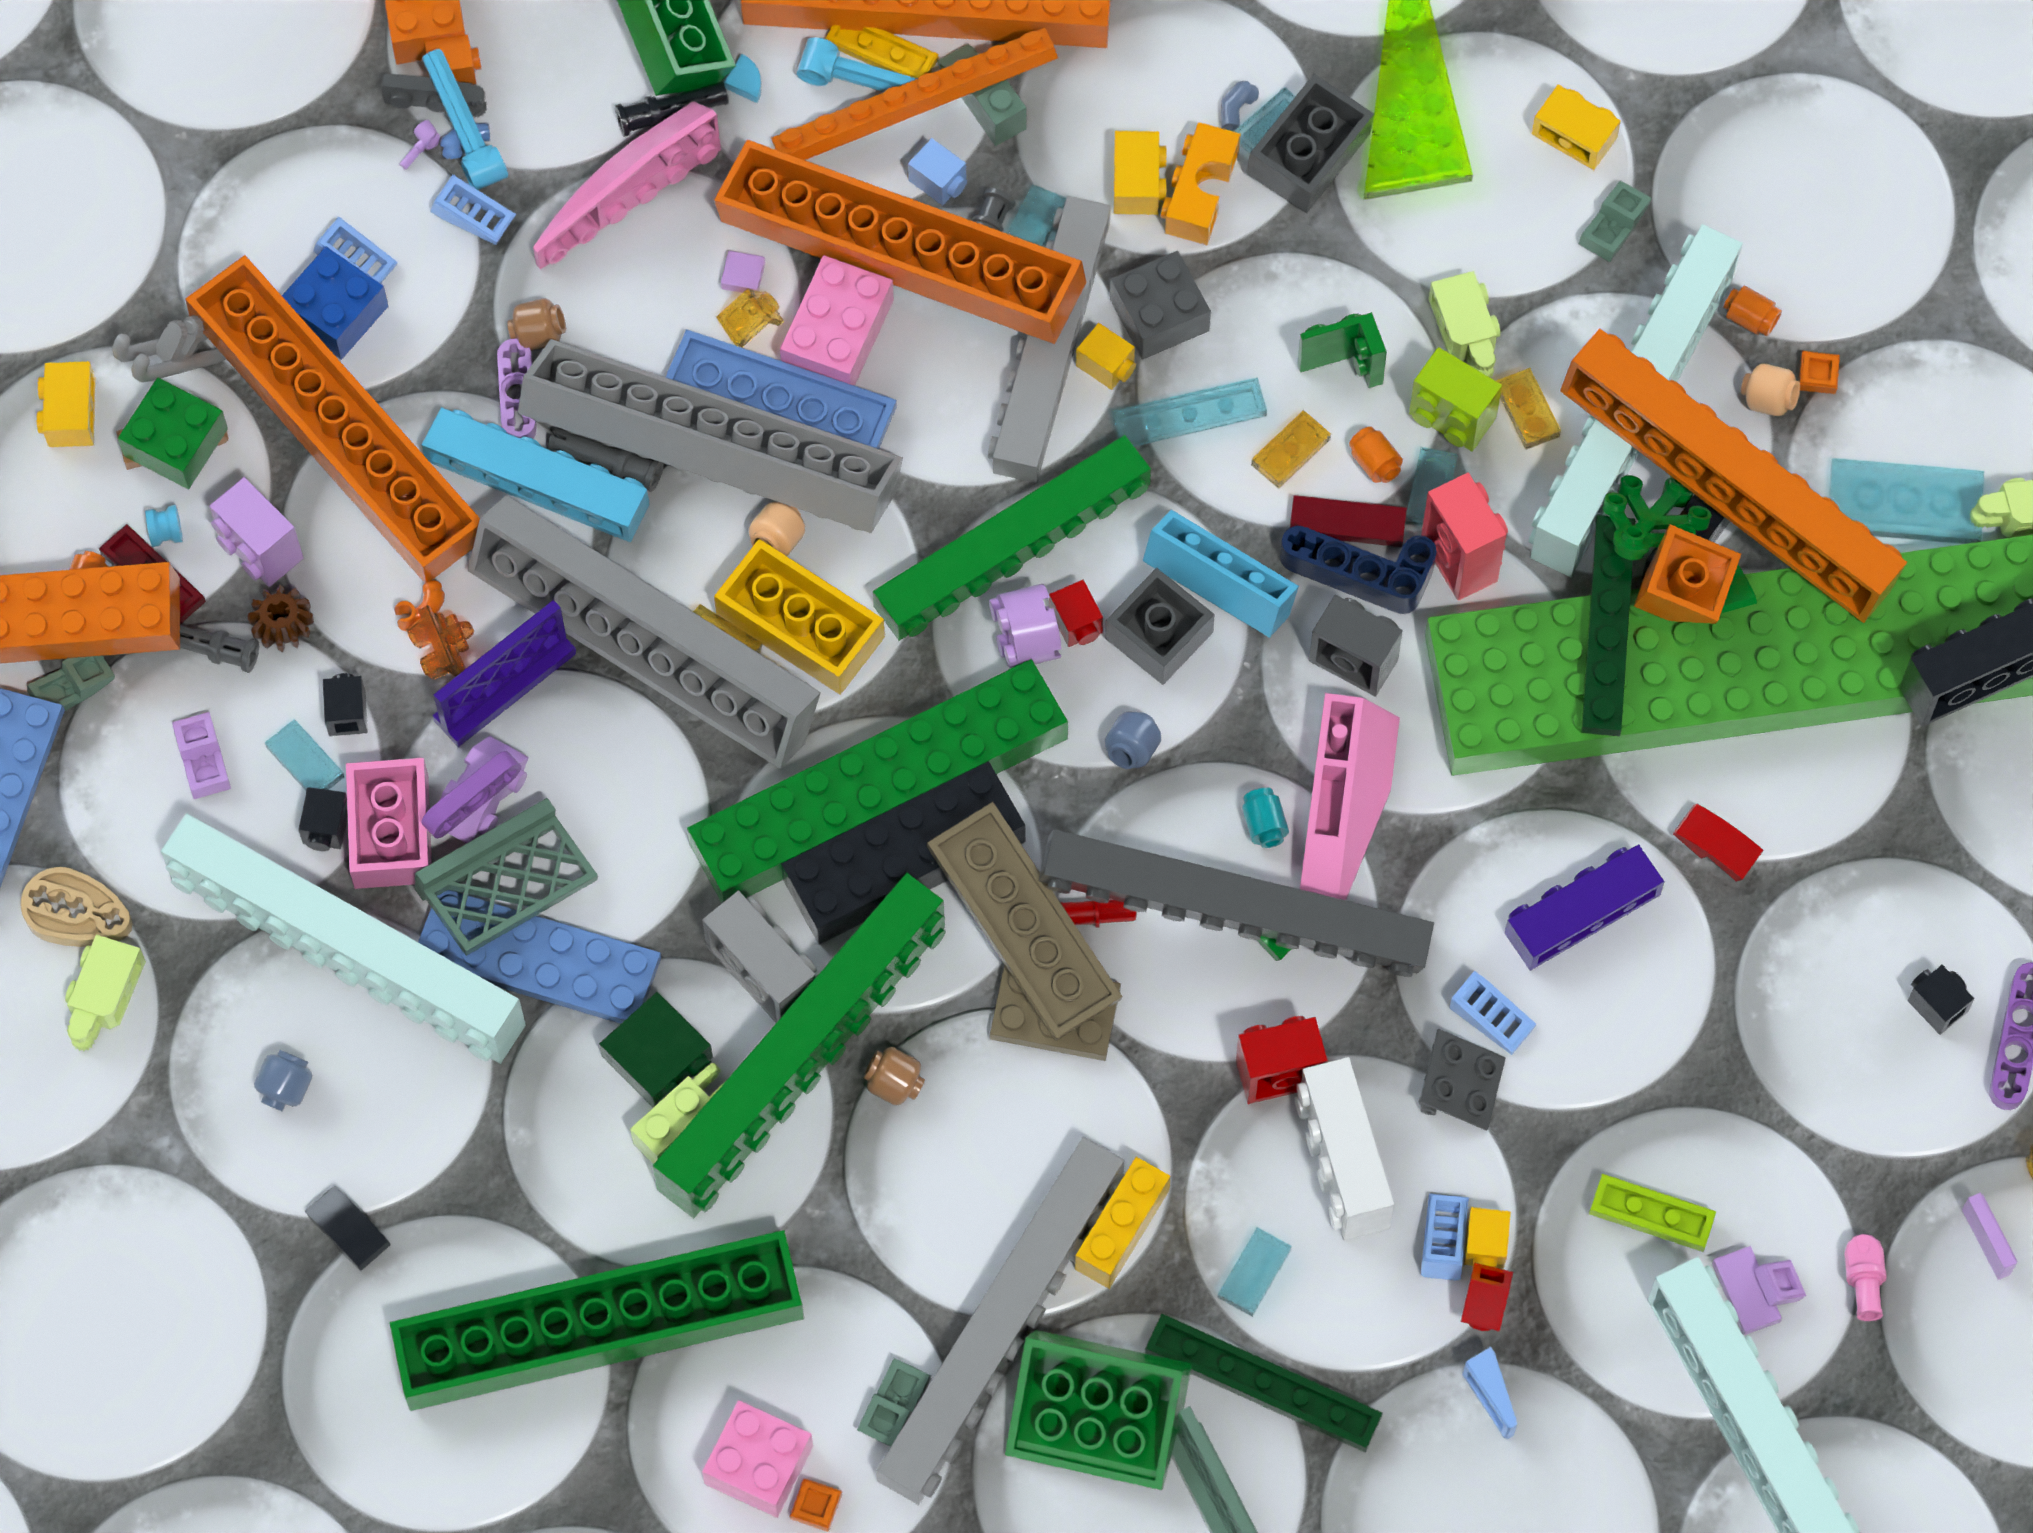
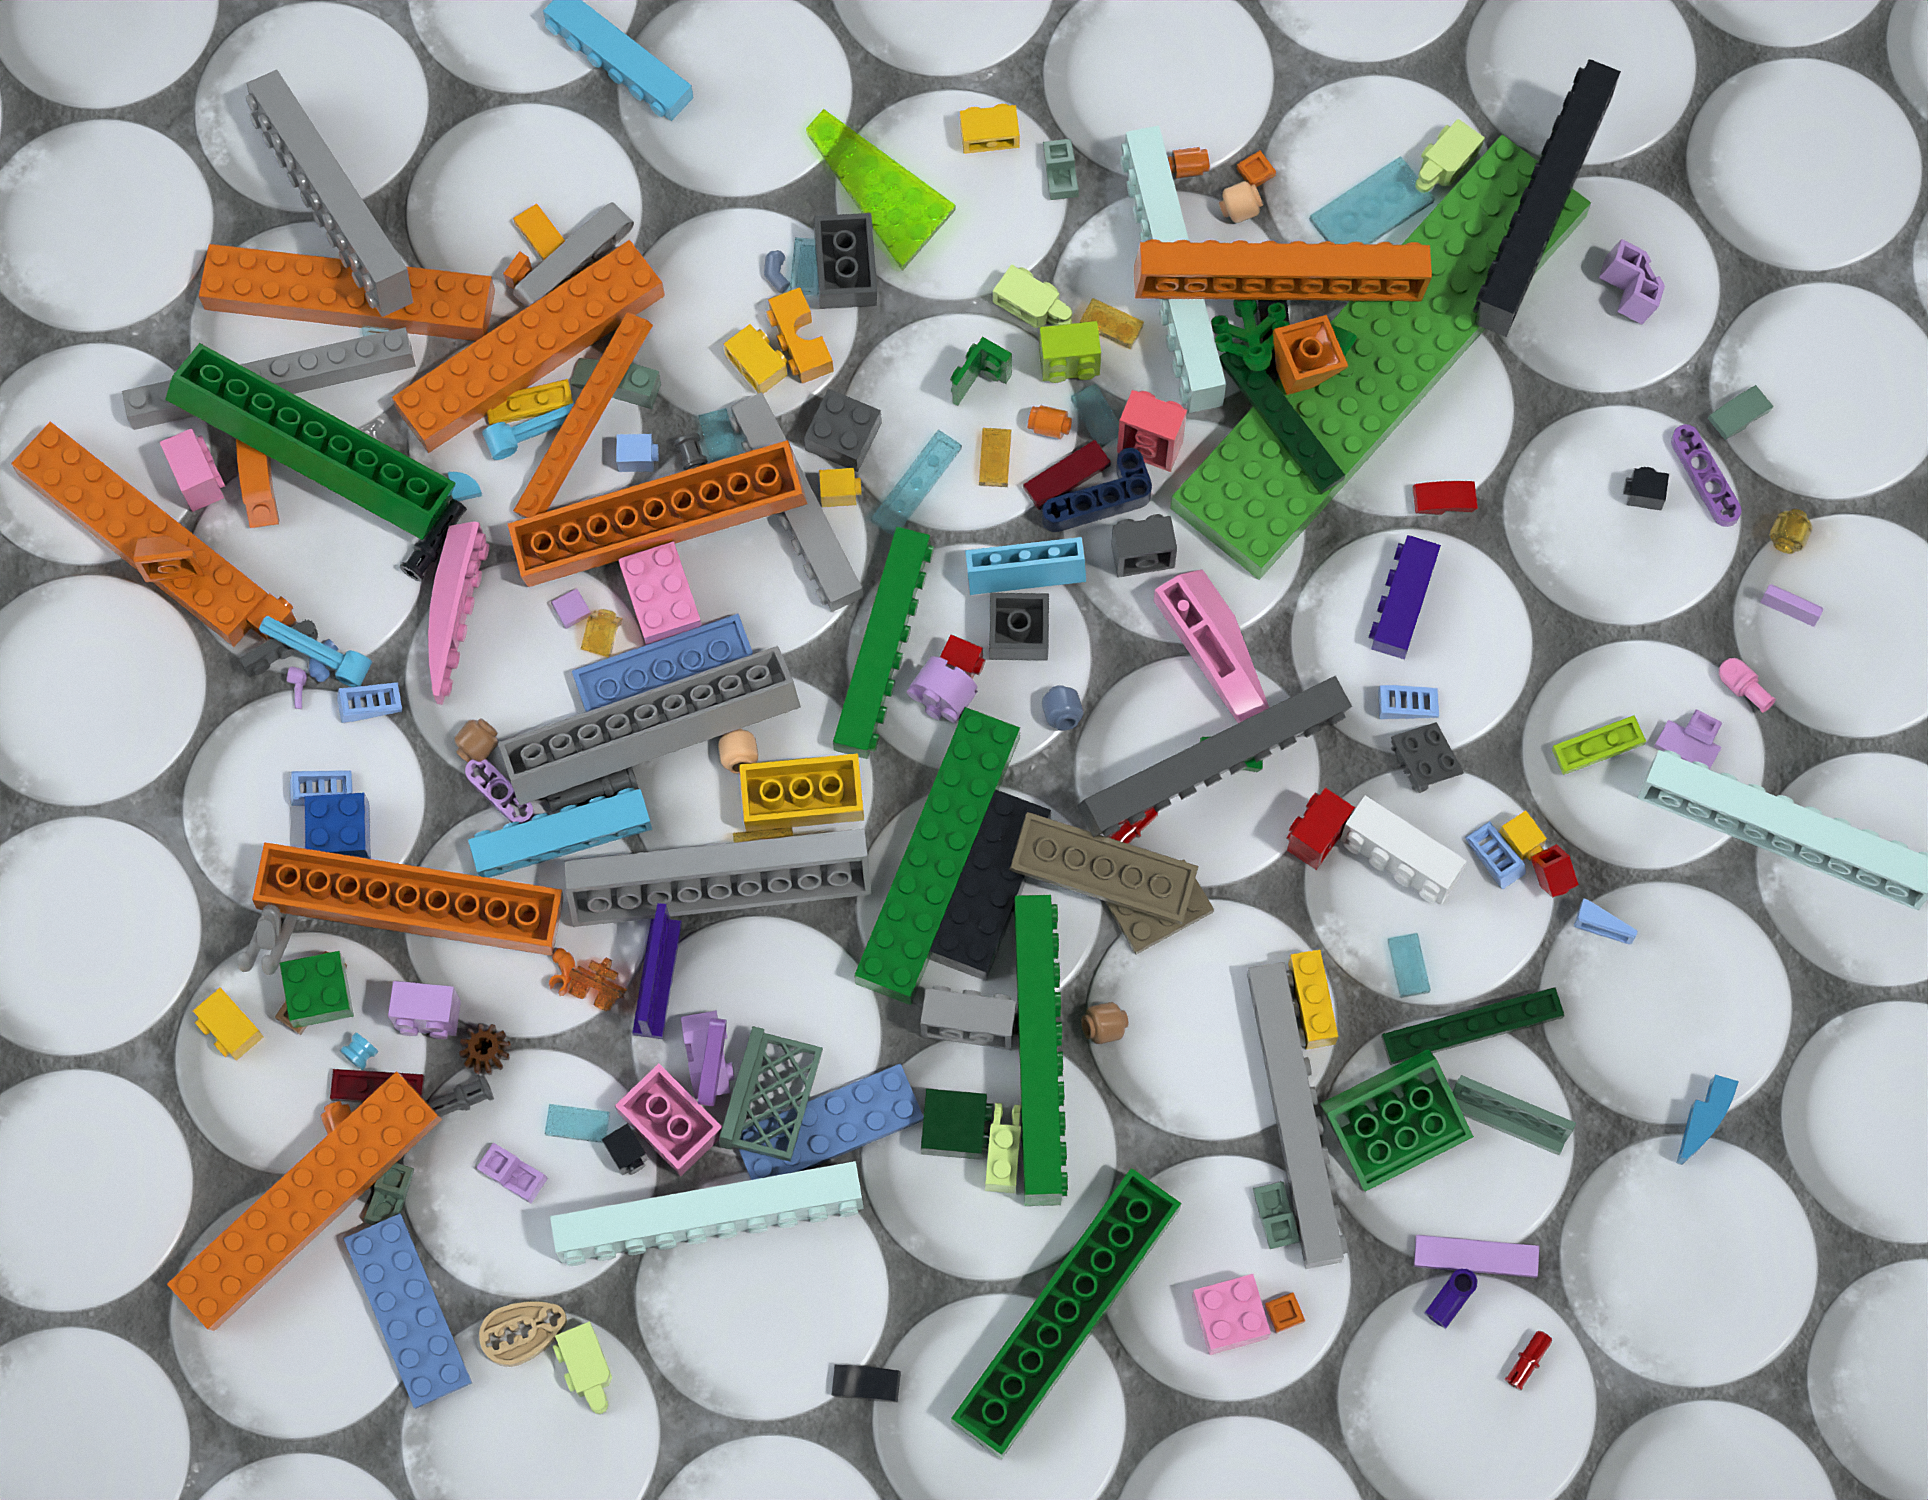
camera: 40 degrees left, 5 degrees up
(283, 1080) = (747, 1328): sand blue head -> none
(345, 705) = (575, 1069): black brick -> none
(1265, 817) = (1179, 692): teal brick -> none

